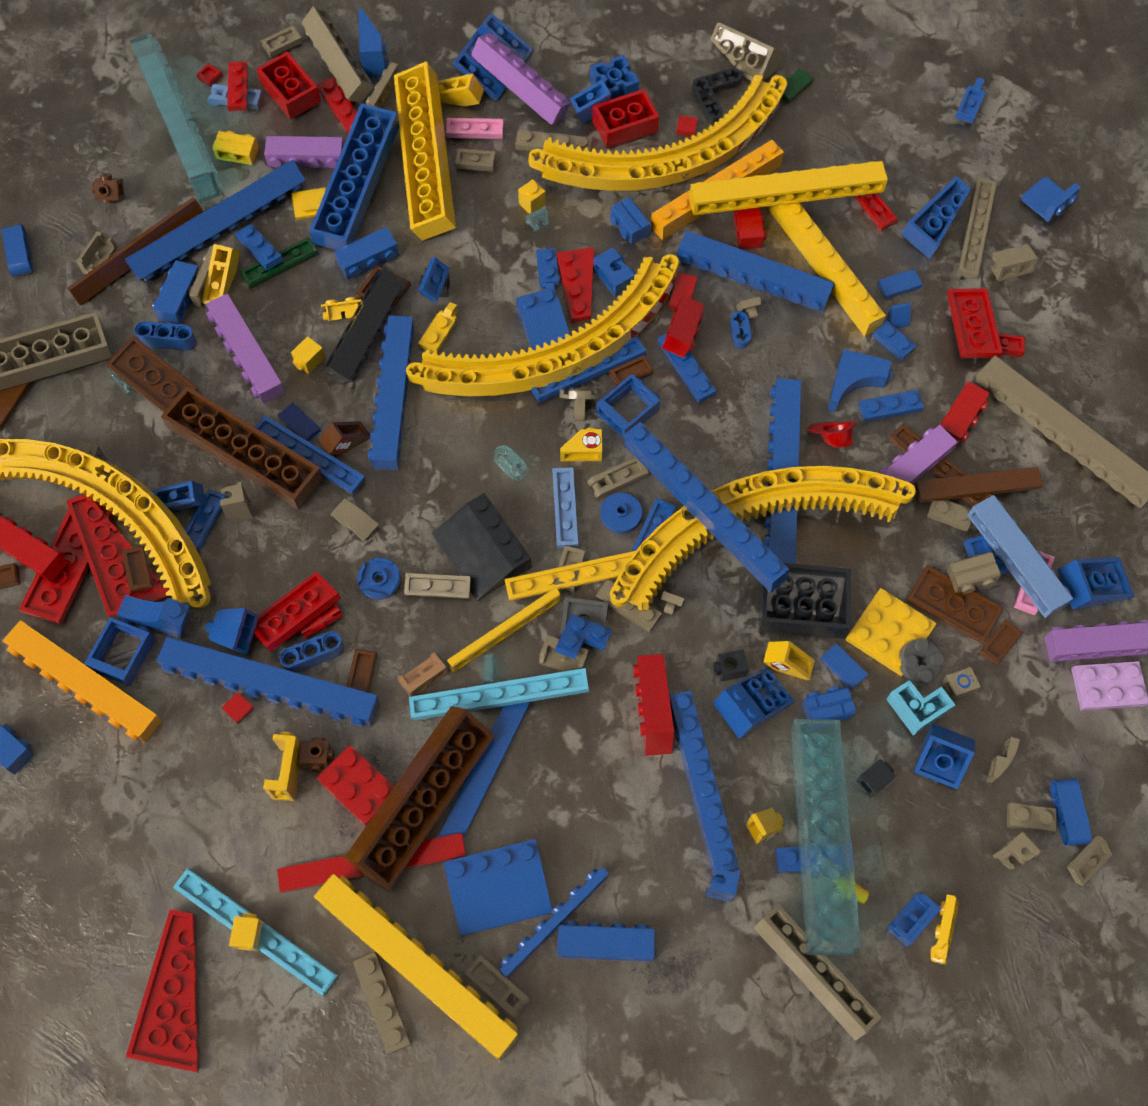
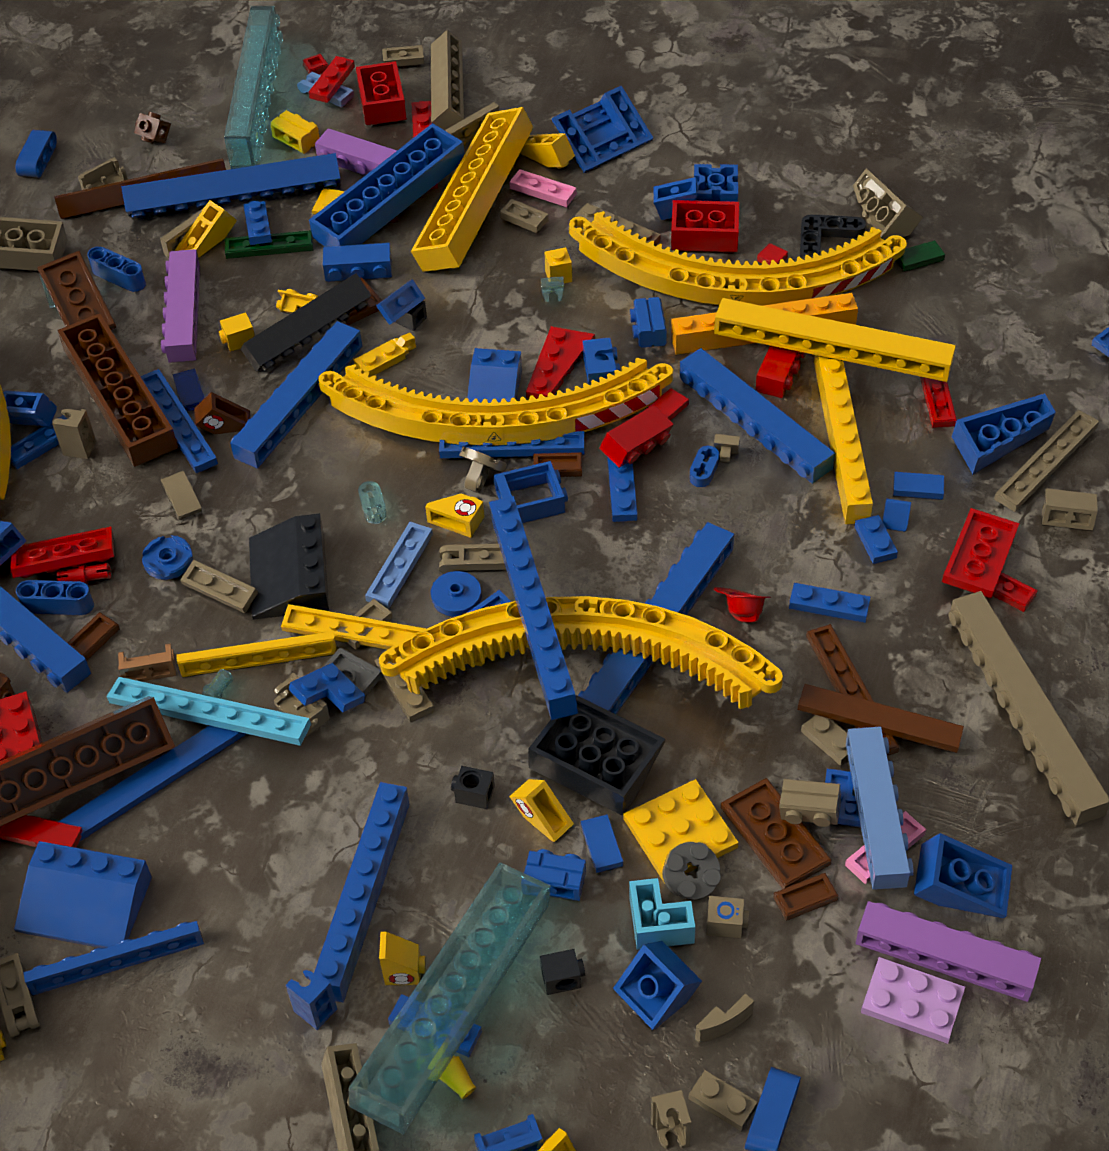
camera: 30 degrees right, 15 degrees down
(174, 293) = (144, 241): blue brick -> none
(371, 47) = (479, 83): blue slope -> none
(520, 78) = (615, 155): medium lavender brick -> none
(547, 268) = (533, 339): blue hinge -> none
(605, 942) = (153, 1003): blue brick -> none
(654, 704) = (355, 790): red wedge -> none
(672, 601) = (450, 698): dark tan tile -> none
(752, 702) = (473, 834): blue slope -> none
(856, 372) = (805, 552): blue arch -> none
(921, 456) = (822, 663): medium lavender brick -> none
(965, 411) = (907, 639): red brick -> none

